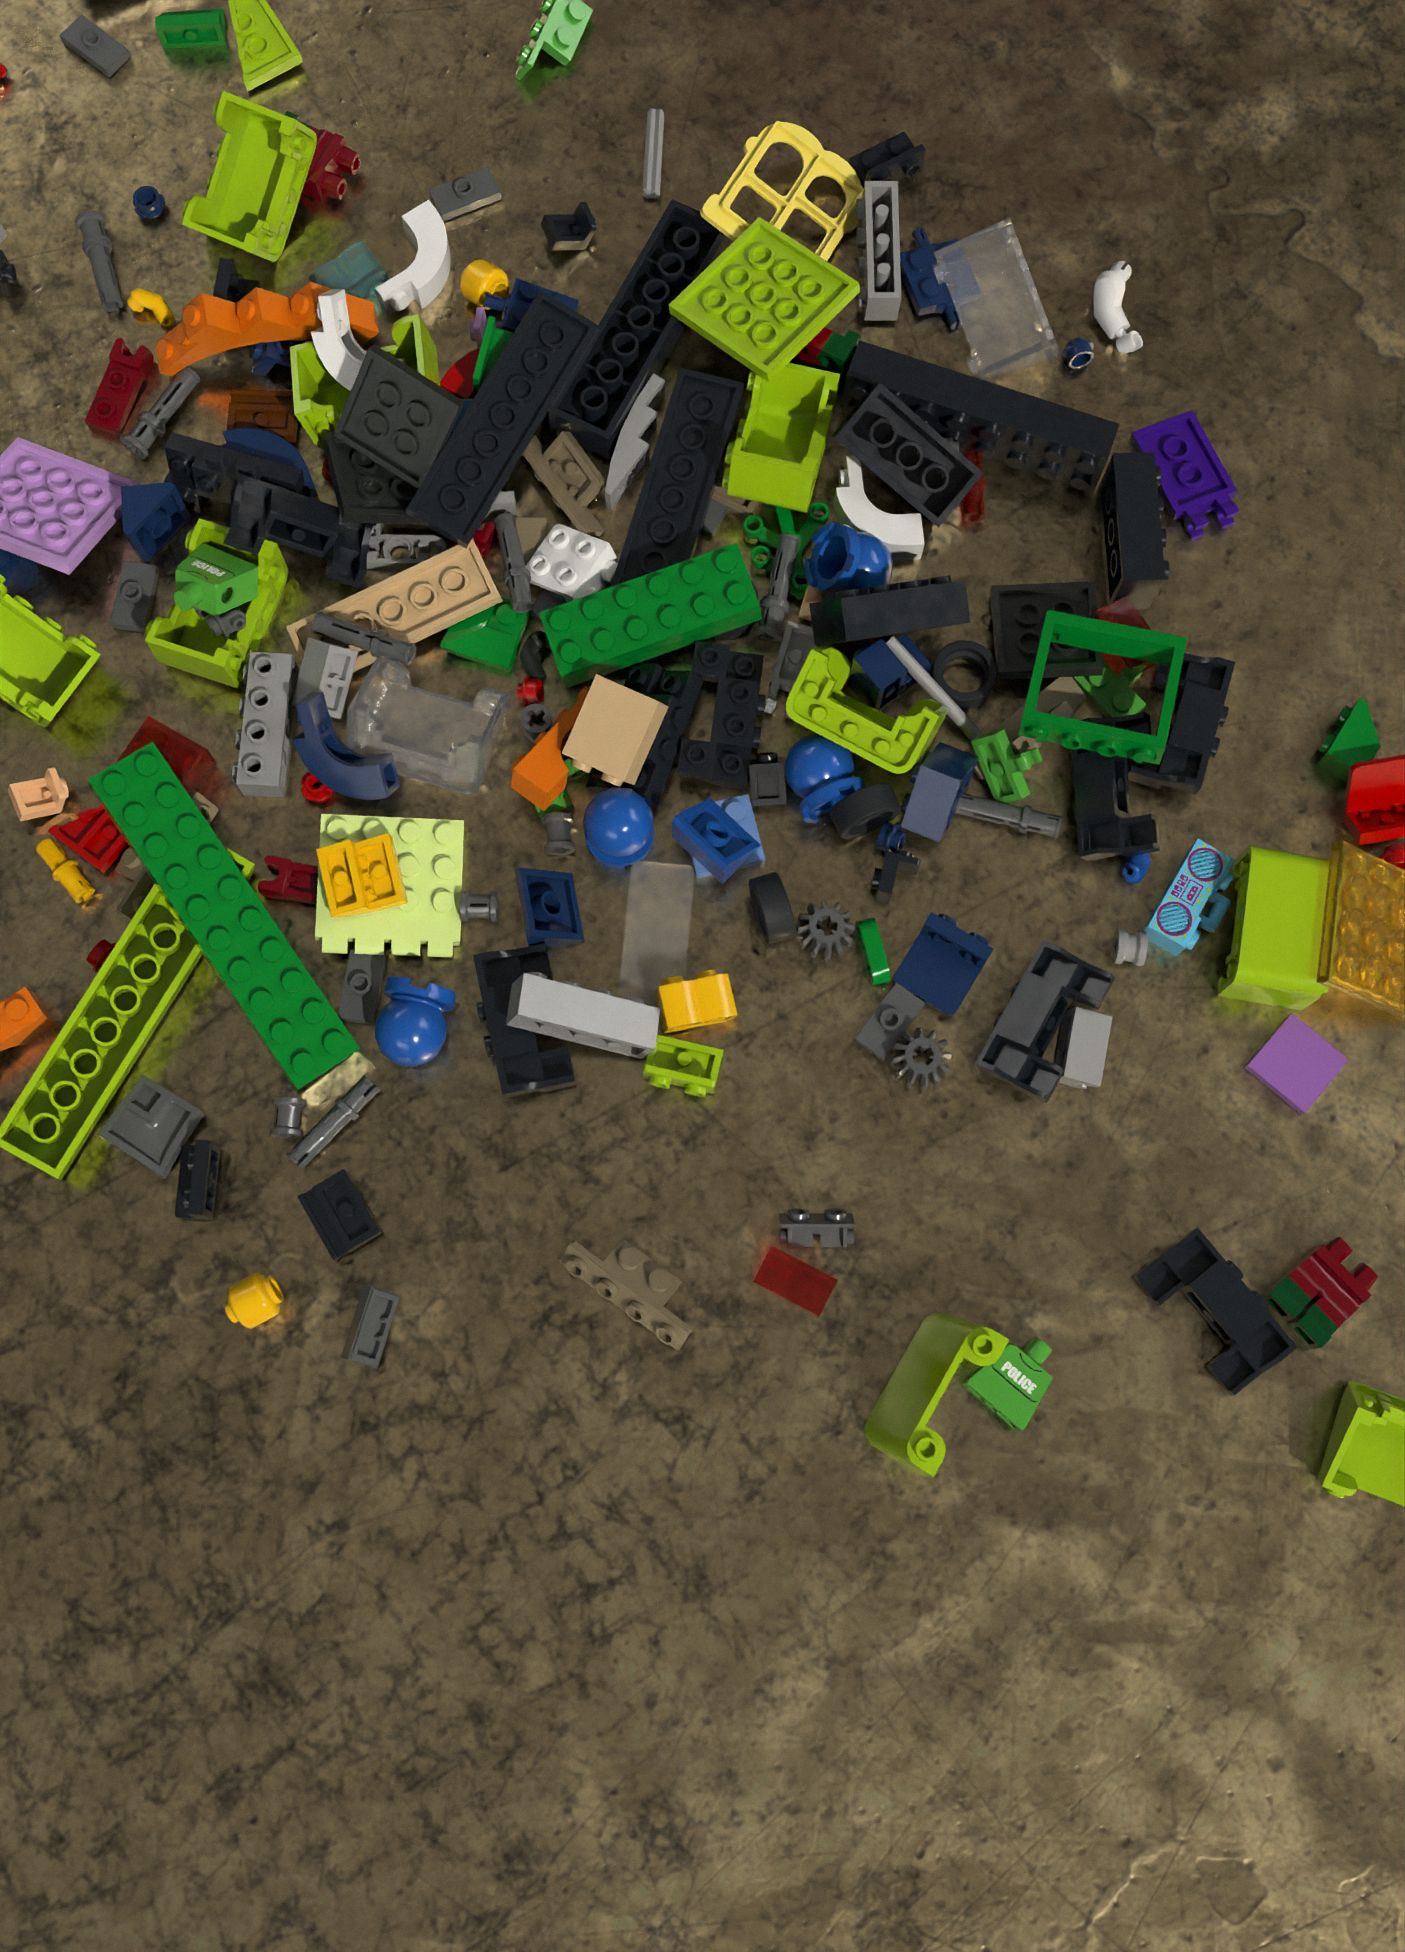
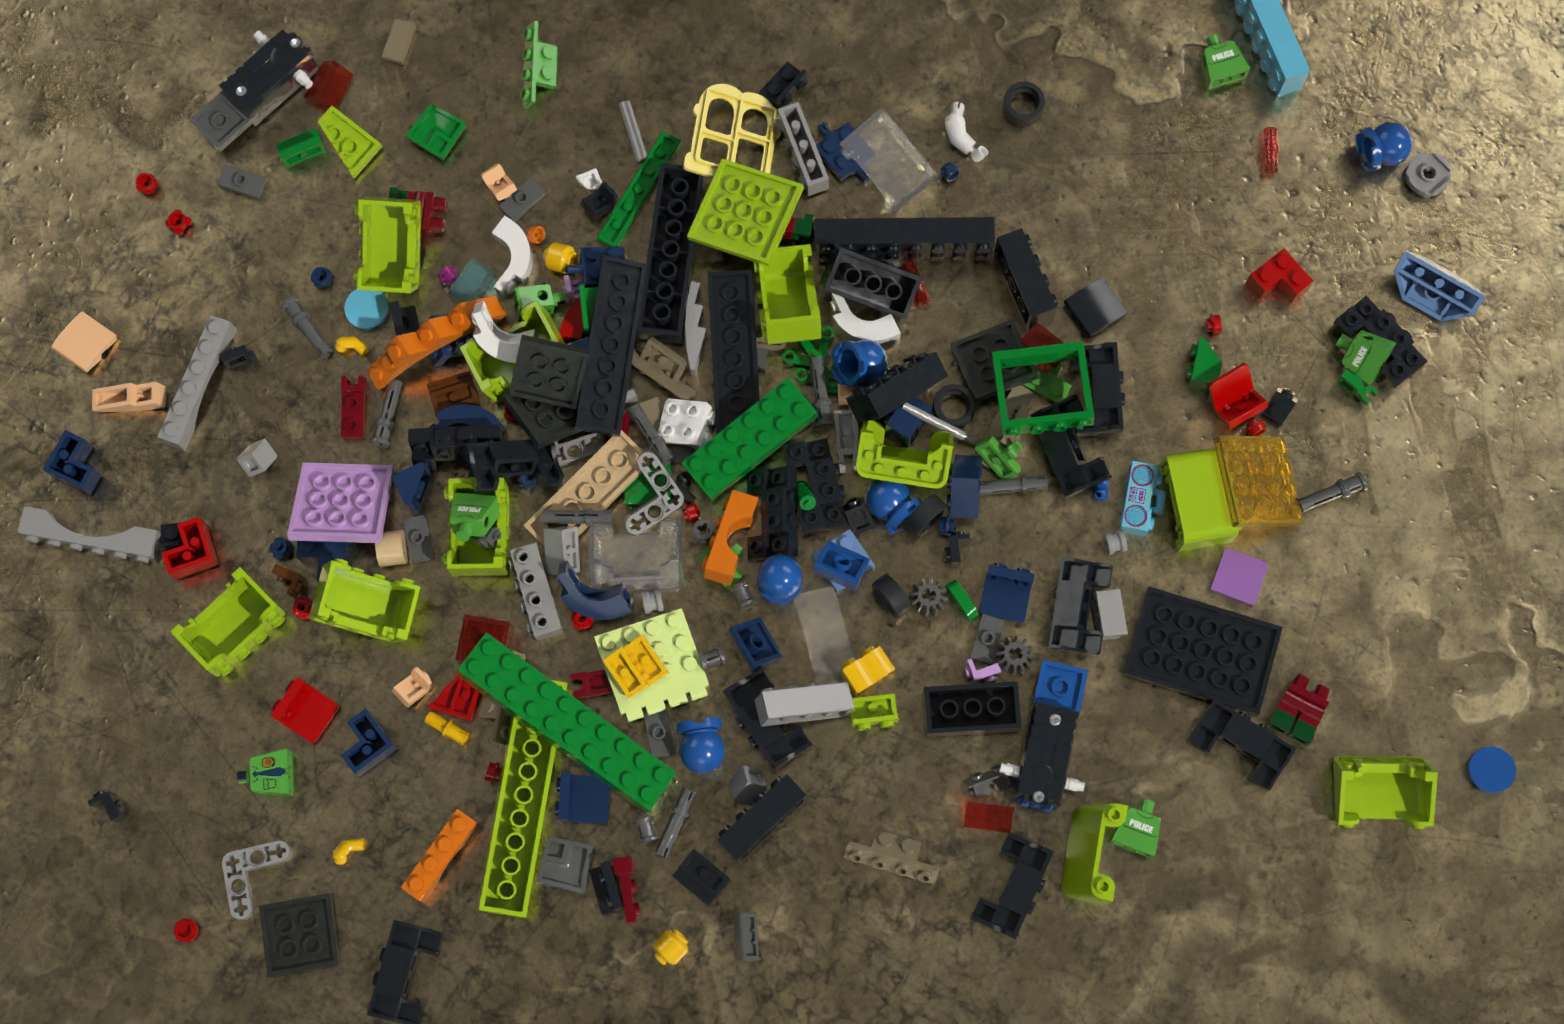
camera: 15 degrees left, 0 degrees up
(88, 593) = (392, 549): none -> tan piece
(191, 264) = (366, 309): none -> medium azure tile
(211, 1038) = (582, 799): none -> dark blue bracket
(231, 1161) = (623, 869): none -> dark red plate
(315, 568) = (526, 481): none -> dark blue plate
(319, 254) = (447, 275): none -> magenta plate
(383, 65) = (436, 131): none -> green plate
(426, 796) = (652, 601): none -> light grey wheel
(437, 321) = (541, 293): none -> bright green torso
(439, 156) = (498, 182): none -> light nougat bracket
(456, 1161) = (762, 818): none -> black brick
(459, 1106) = (747, 785): none -> light grey panel
(467, 239) = (540, 234): none -> orange hinge
(493, 658) = (660, 500): none -> light grey beam
(567, 197) = (589, 180): none -> white tile
(614, 731) = (757, 522): tan brick -> none
(626, 236) = (638, 191): none -> green tile
(700, 724) = (805, 496): none -> green piece
(802, 1406) = (1020, 889): none -> black bracket
(828, 1113) = (972, 709): none -> black brick
(870, 1071) = (987, 674): none -> lavender bracket
(928, 1198) = (1049, 738): none -> black piece
(1190, 472) = (1045, 224): dark purple tile -> none
(1205, 1152) = (1203, 650): none -> black plate
(1220, 607) = (1095, 307): none -> black slope
(1221, 274) = (1027, 88): none -> black tyre
(1386, 689) = (1214, 324): none -> red plate

